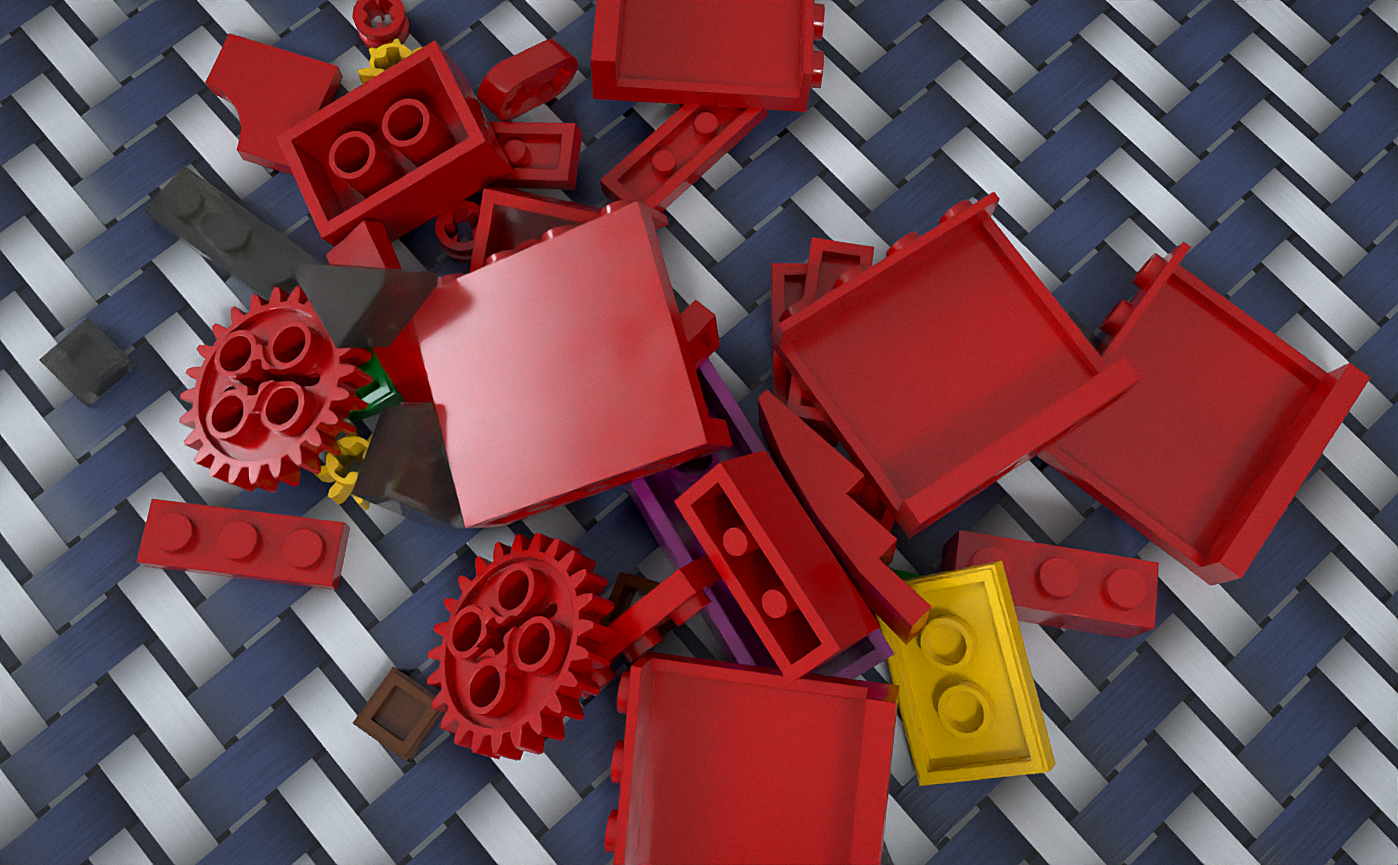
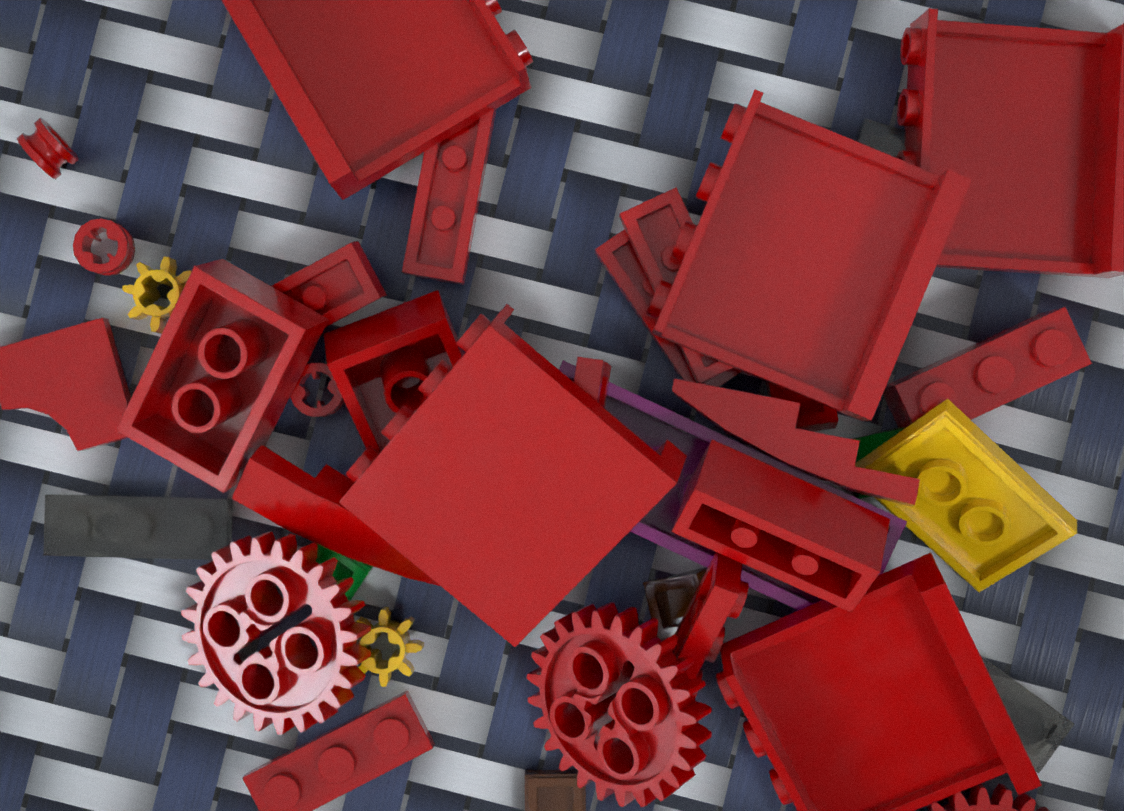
camera: 30 degrees left, 15 degrees up
(88, 362) = (100, 705): clear smoke tile -> none
(364, 302) = (300, 526): clear smoke slope -> none
(410, 468) = (431, 626): clear smoke slope -> none
(527, 80) = (276, 223): red beam -> none

